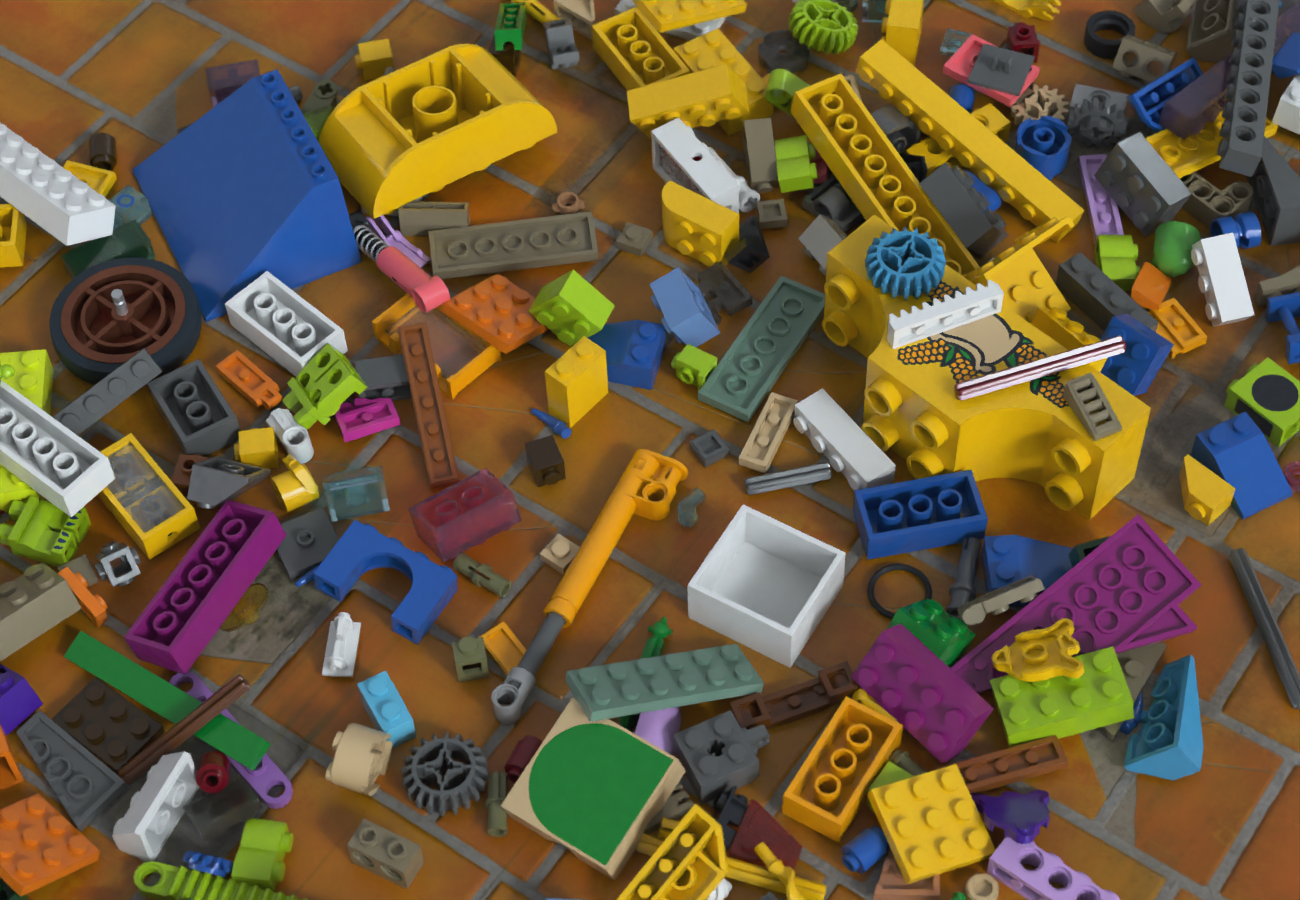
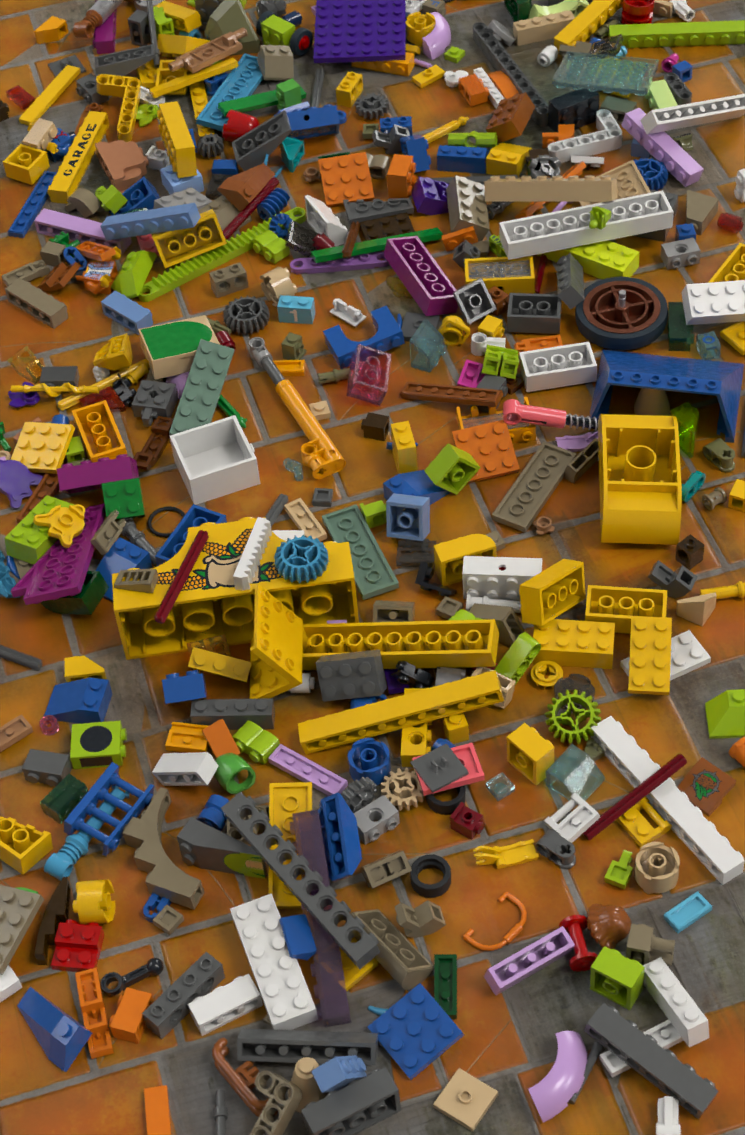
camera: 130 degrees right, 5 degrees down
(510, 25) = (703, 553): green piece -> none
(1142, 183) = (283, 769): dark grey brick -> none

